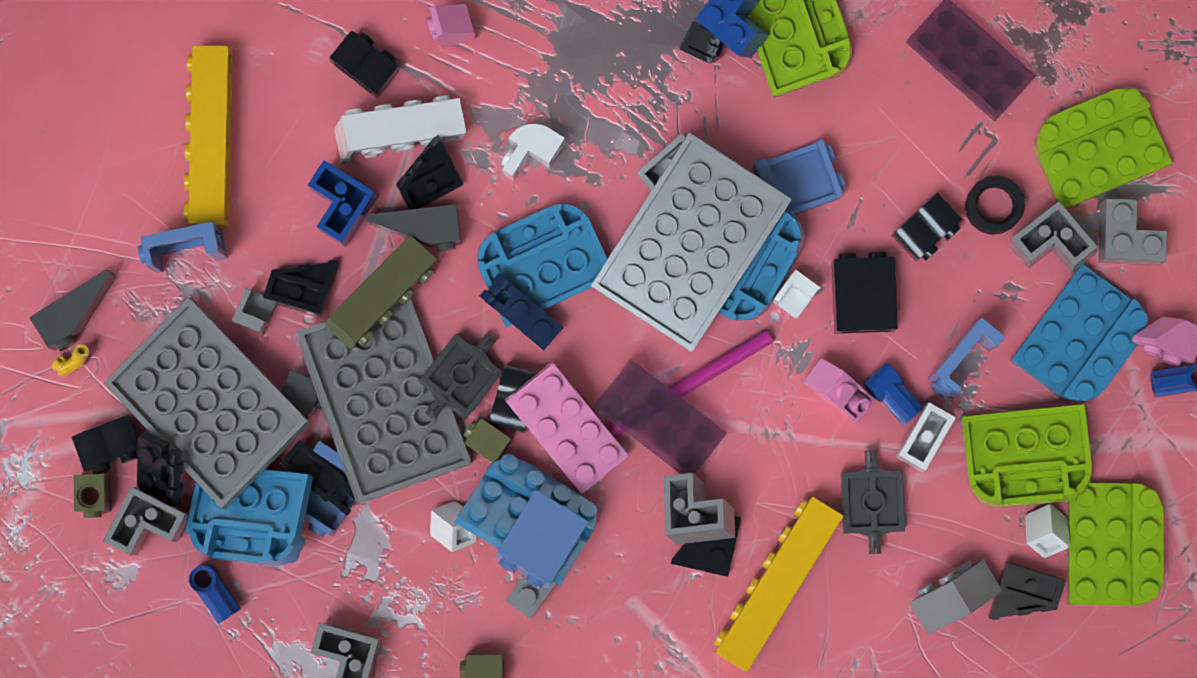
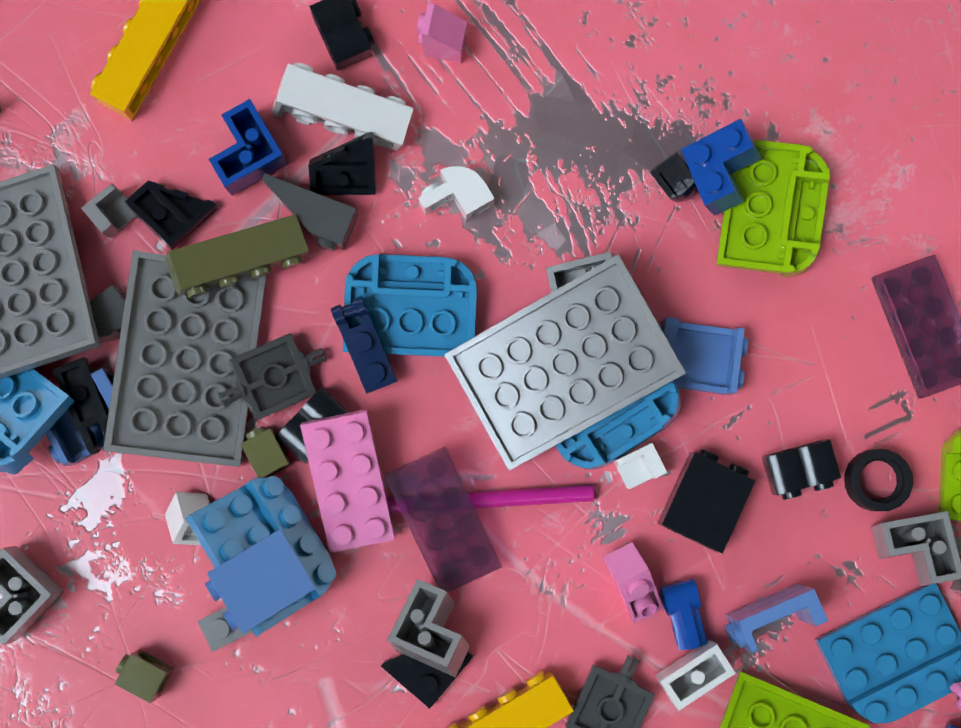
camera: 15 degrees right, 0 degrees up
(180, 239) = (44, 100): medium blue panel -> none

